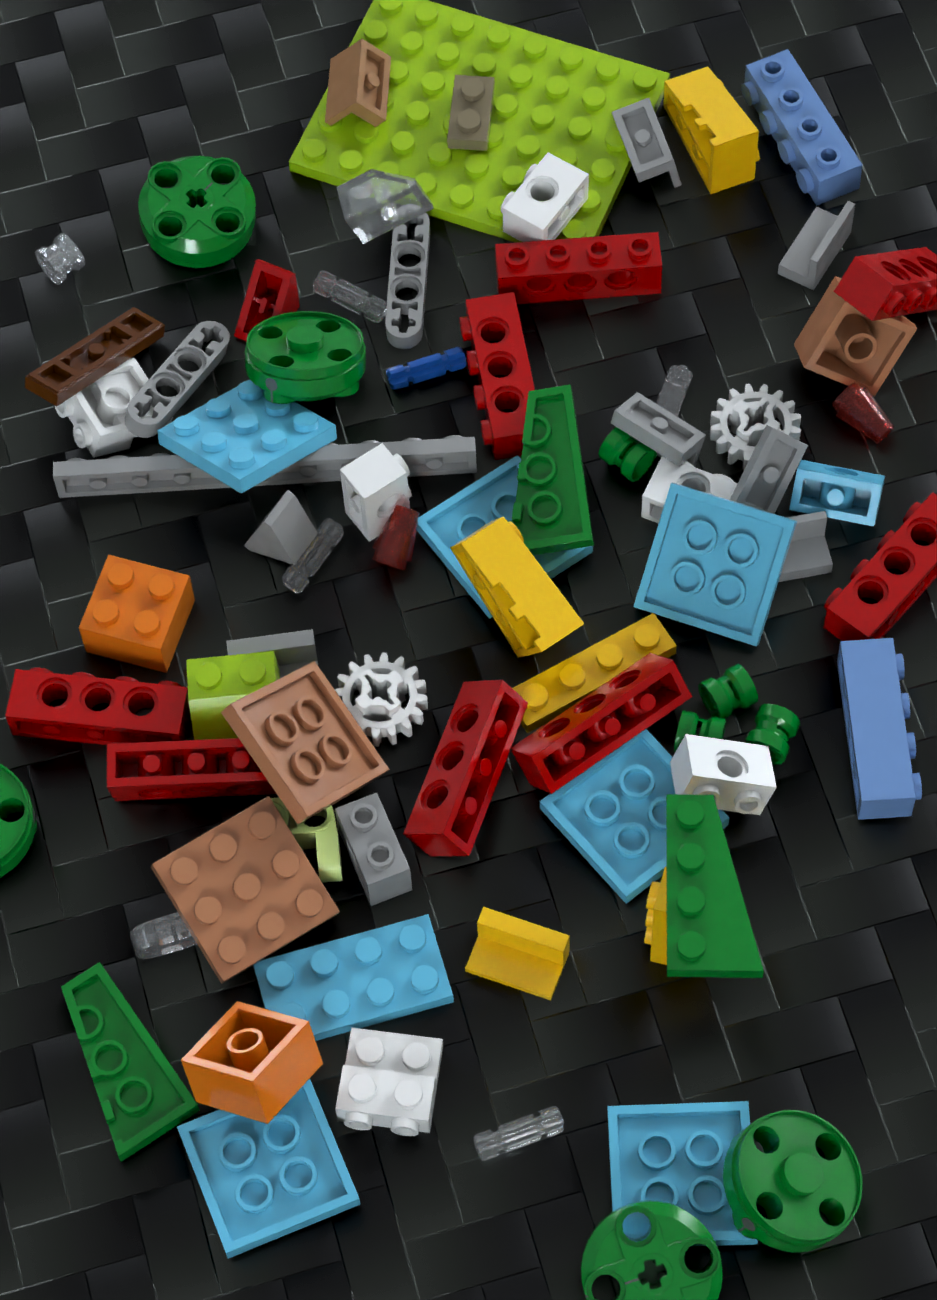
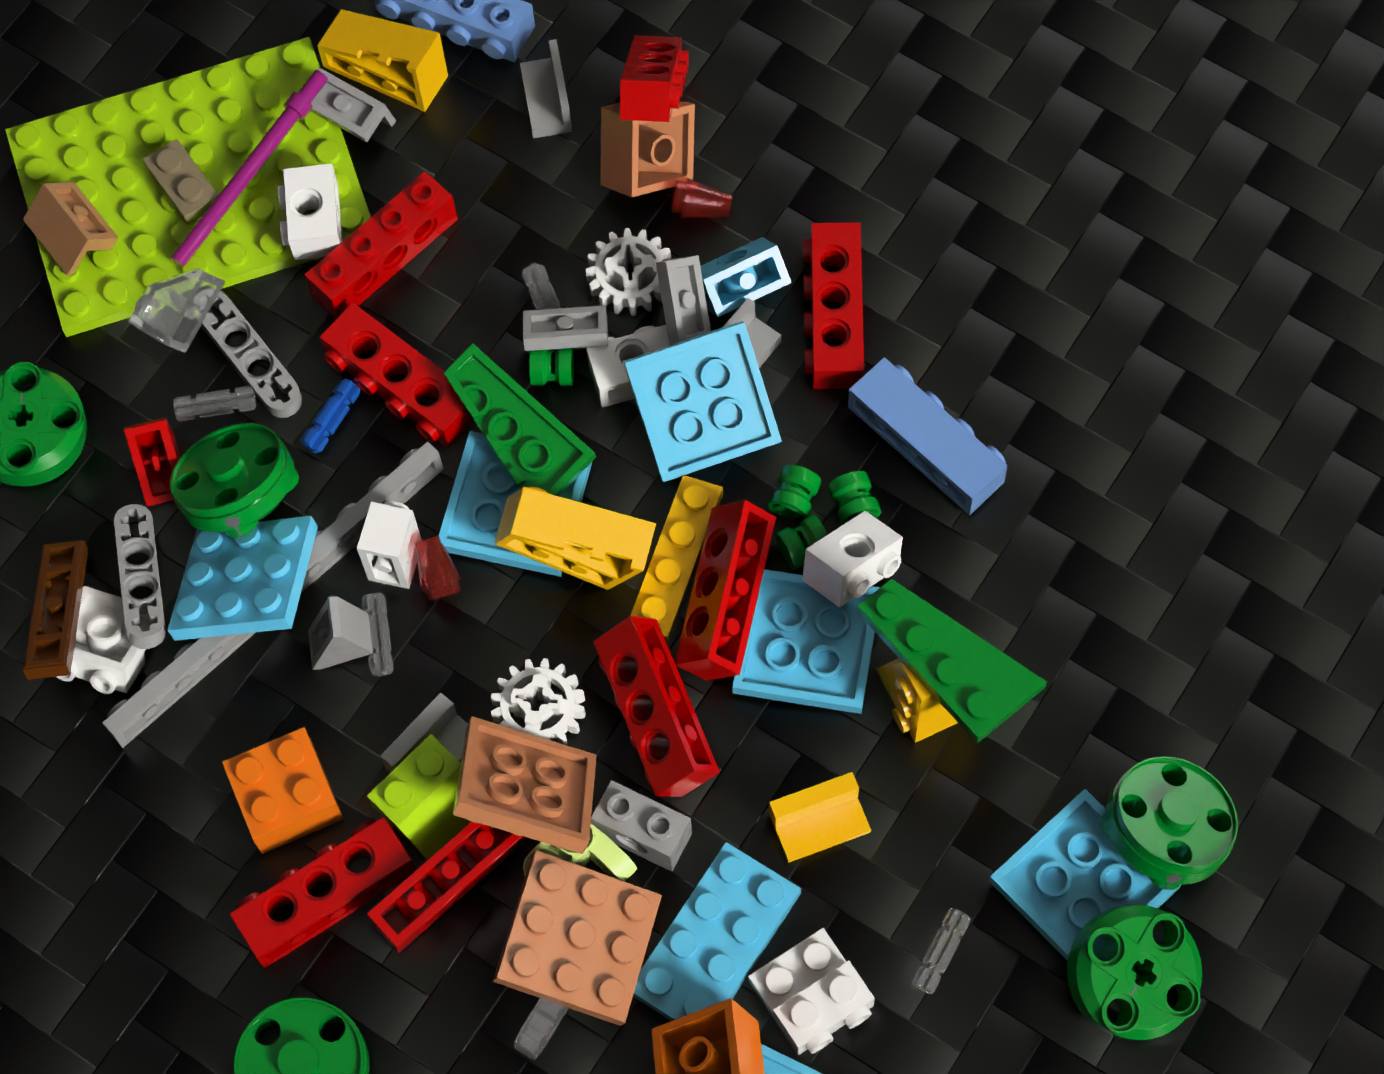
camera: 40 degrees left, 5 degrees up
(604, 115) = (296, 108): none -> magenta bar

